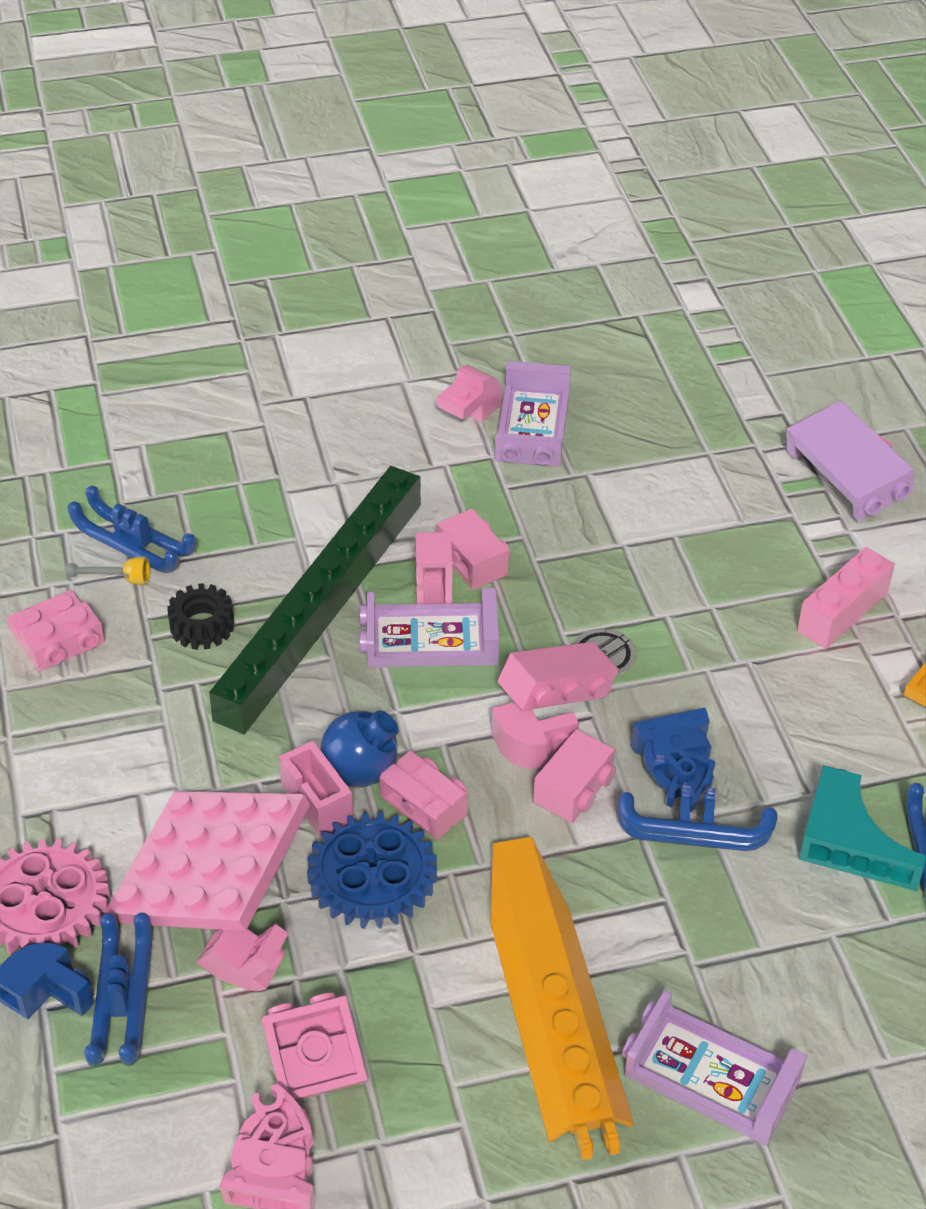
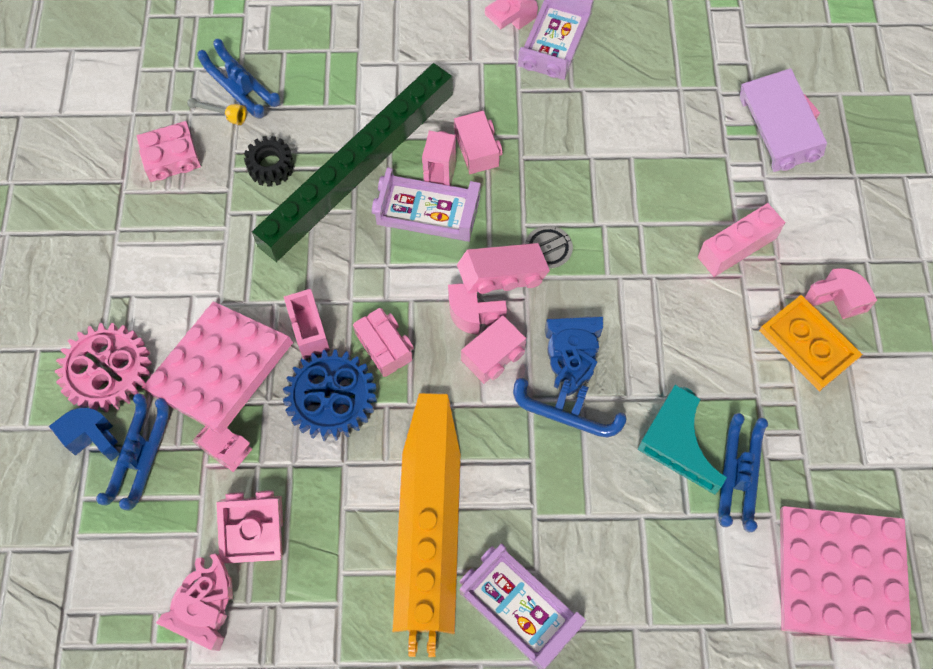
camera: 15 degrees right, 20 degrees up
(361, 746) = (344, 298): blue brick -> none

